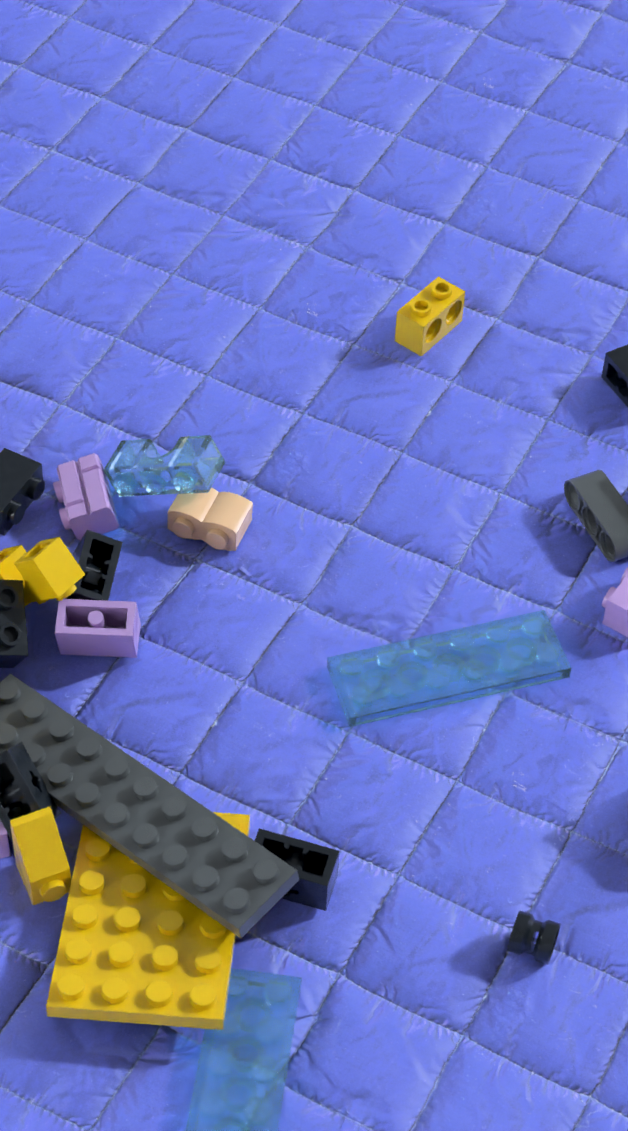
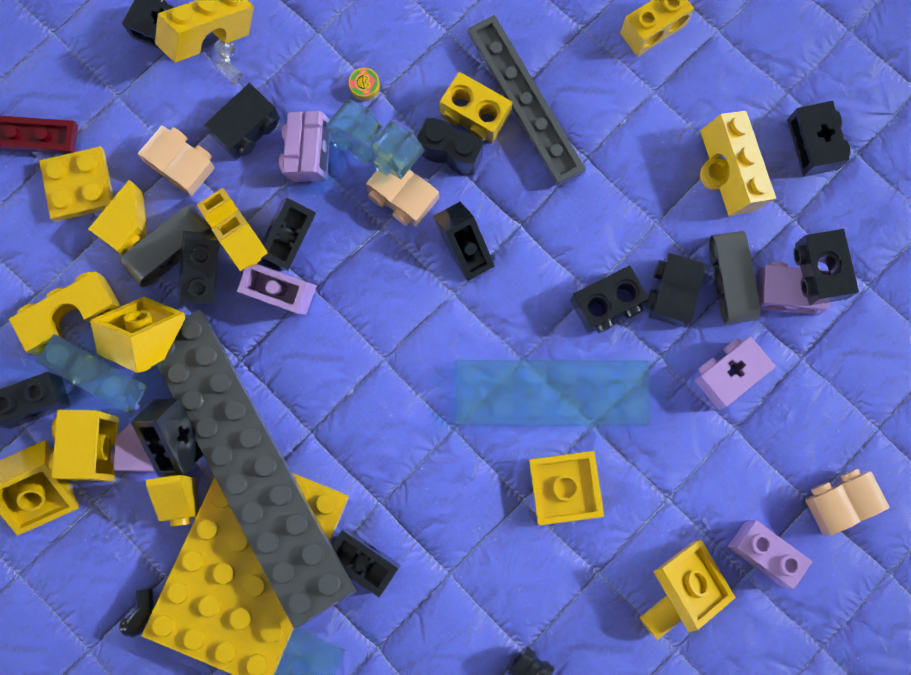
camera: 20 degrees right, 30 degrees up
(32, 1008) = (137, 620): none -> black arm
(130, 430) = (364, 84): none -> tile
(252, 464) = (455, 148): none -> black brick
(264, 426) = (480, 101): none -> yellow brick
(296, 544) = (464, 240): none -> black slope
(318, 412) = (527, 101): none -> dark grey plate
(478, 563) = (605, 293): none -> black brick
(501, 749) = (566, 488): none -> yellow plate
(547, 434) = (714, 173): none -> yellow tile
(547, 539) = (676, 290): none -> black brick
(584, 427) = (748, 182): none -> yellow arch

